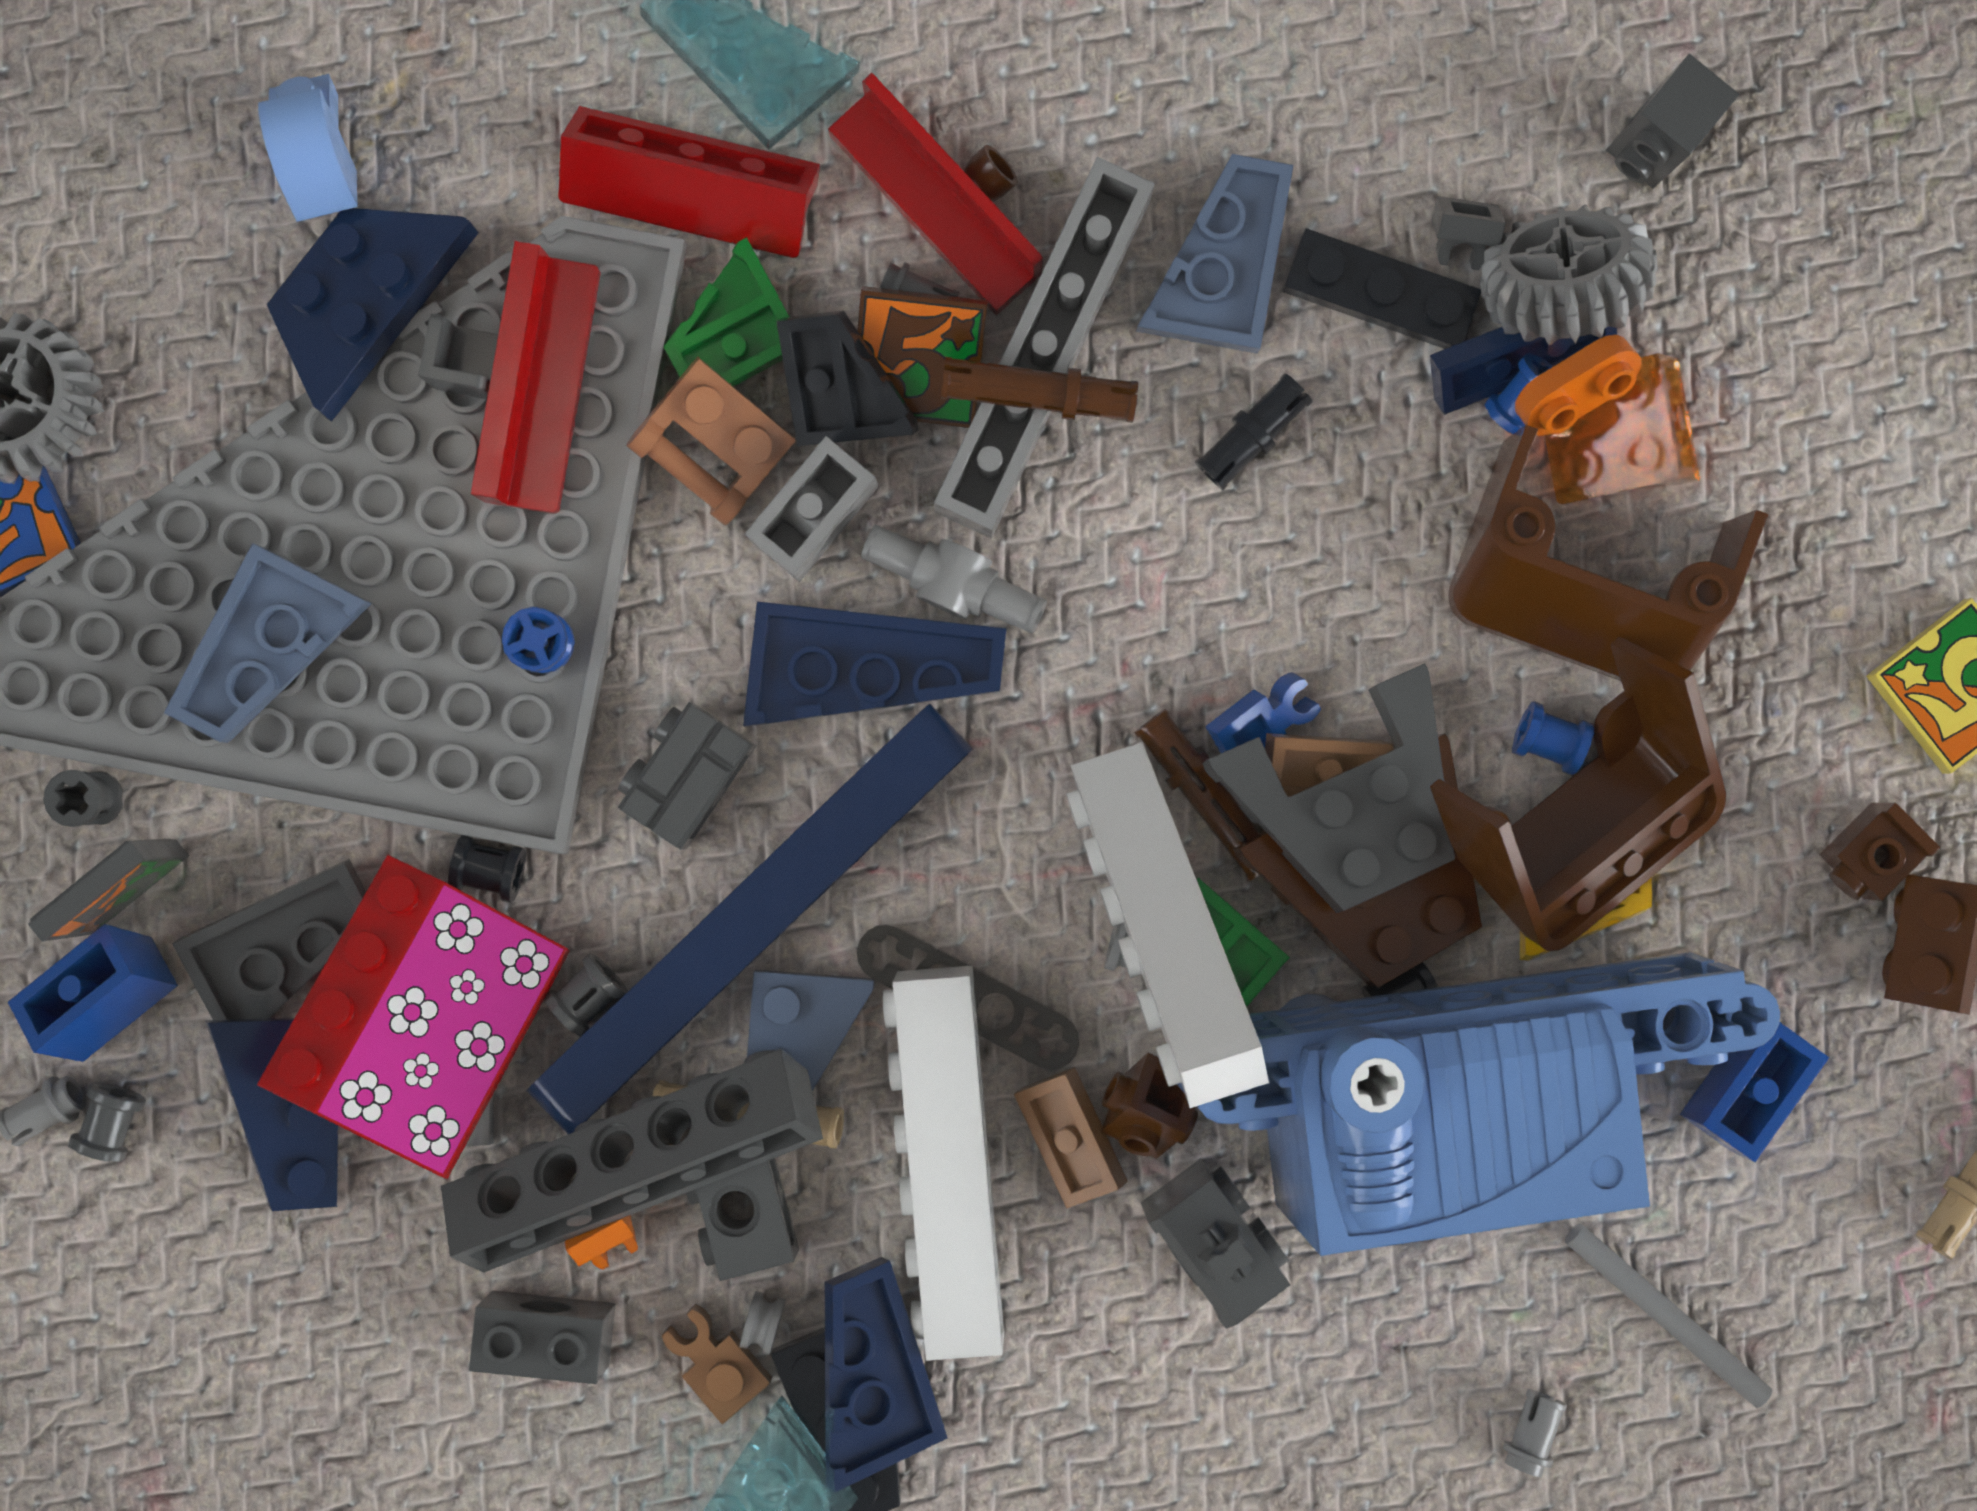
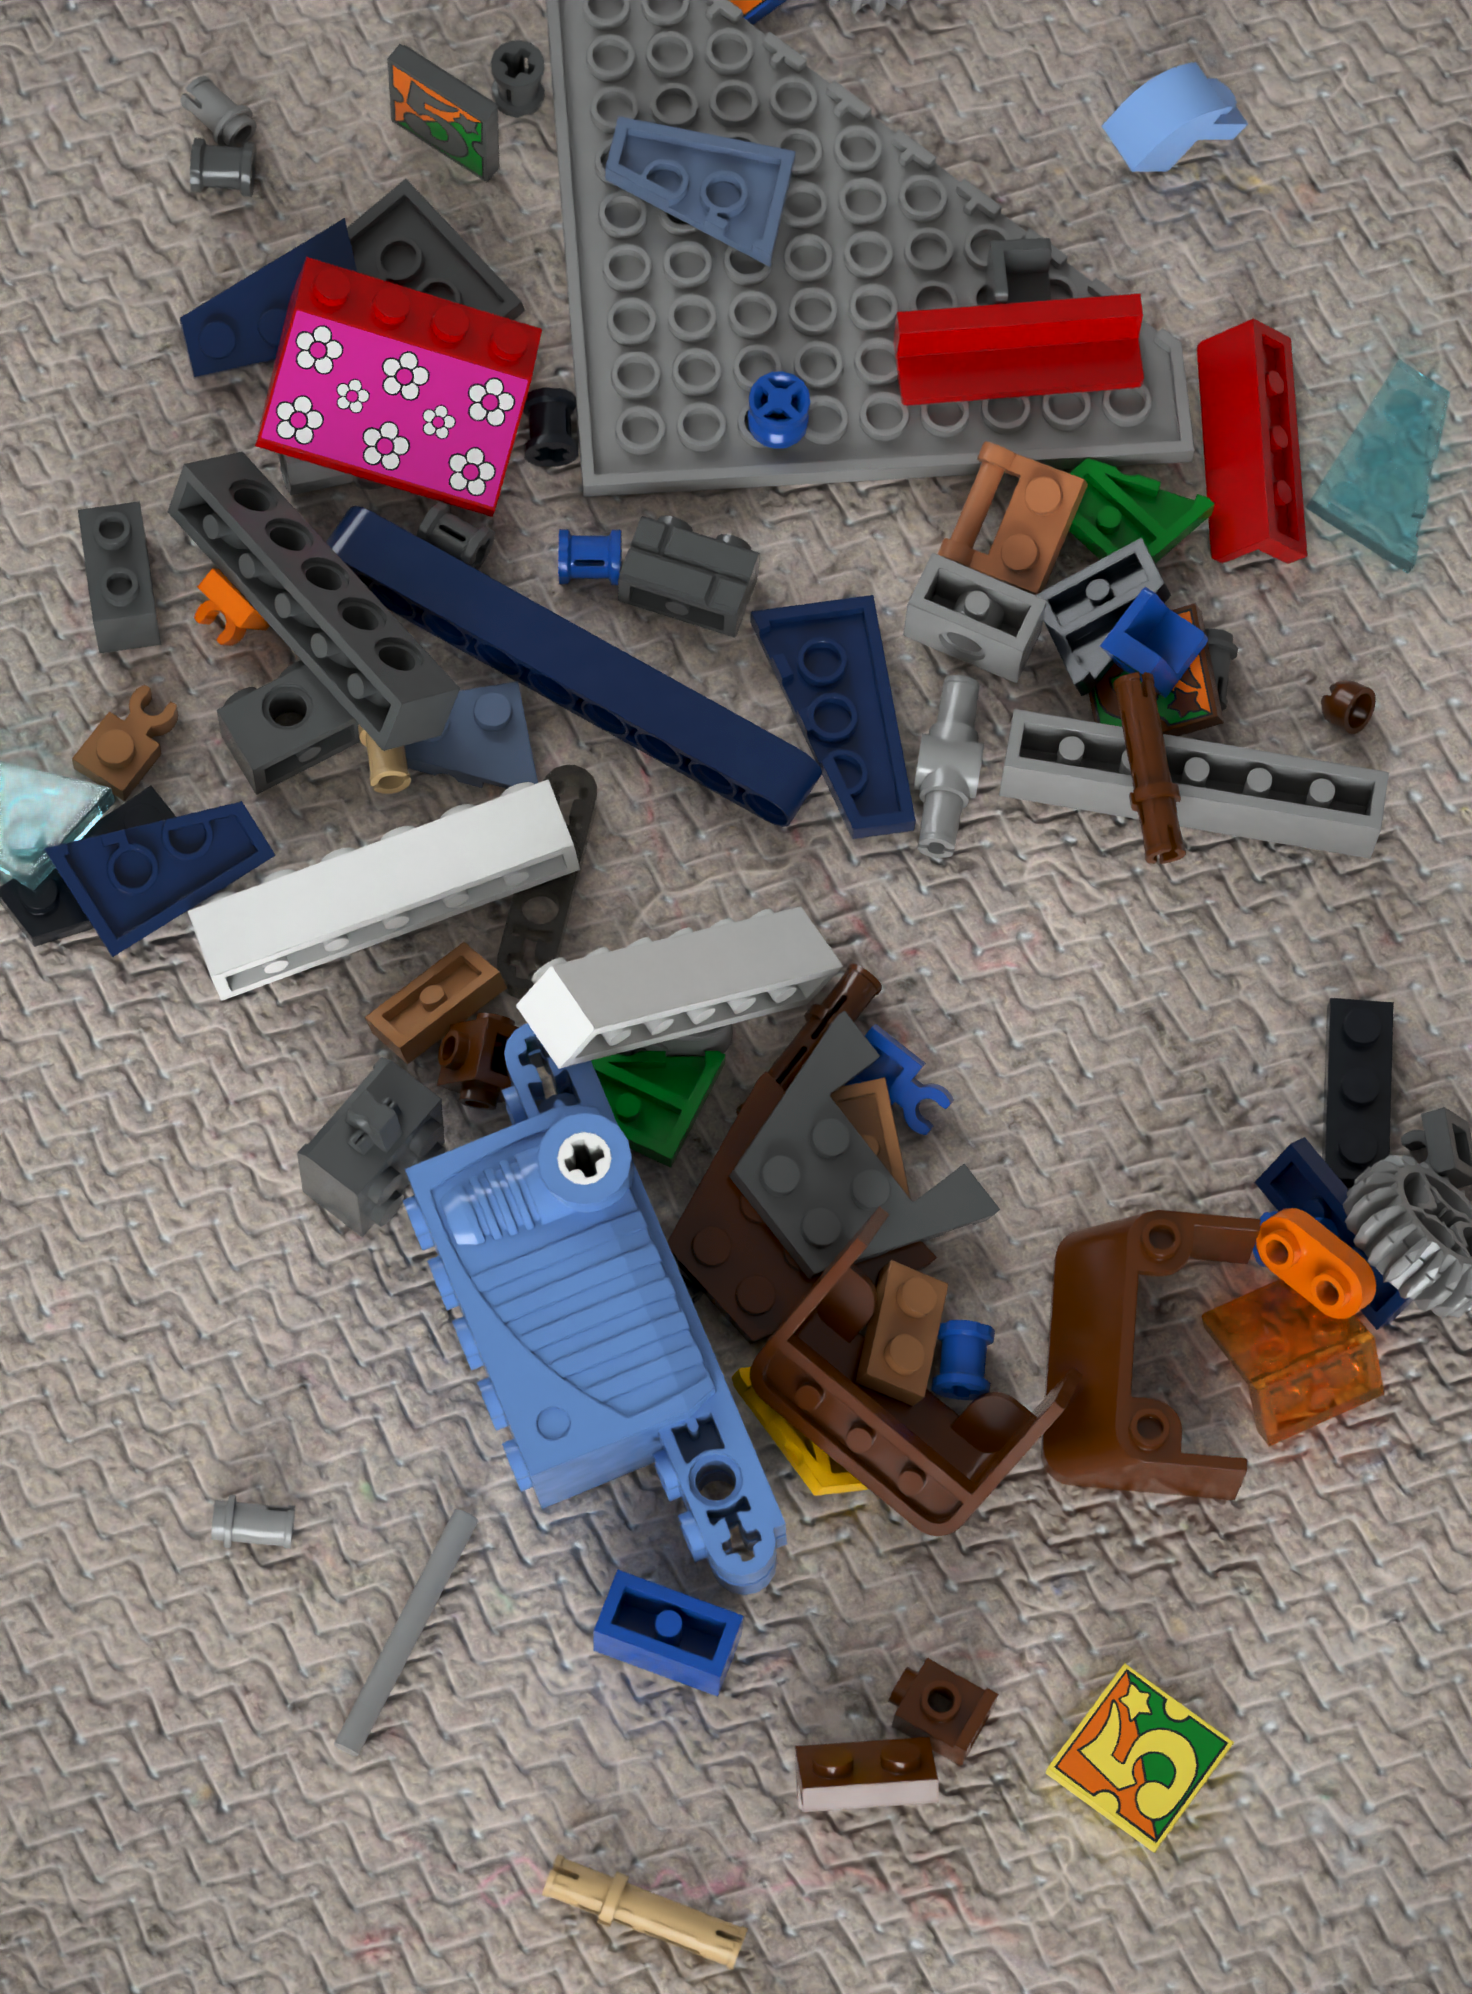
camera: 70 degrees right, 20 degrees down
(92, 993) = (342, 124): blue brick -> none
(360, 294) = (1051, 192): dark blue wing -> none
(639, 866) = (589, 556): none -> blue bush
(762, 1323) = (180, 769): light grey bush -> none
(897, 342) = (1154, 641): none -> blue panel
(936, 196) = (1312, 656): red panel -> none
(1227, 264) = (1335, 940): sand blue wing -> none
(1254, 431) = (1178, 1003): black pin -> none
(1522, 788) = (902, 1333): none -> medium nougat plate

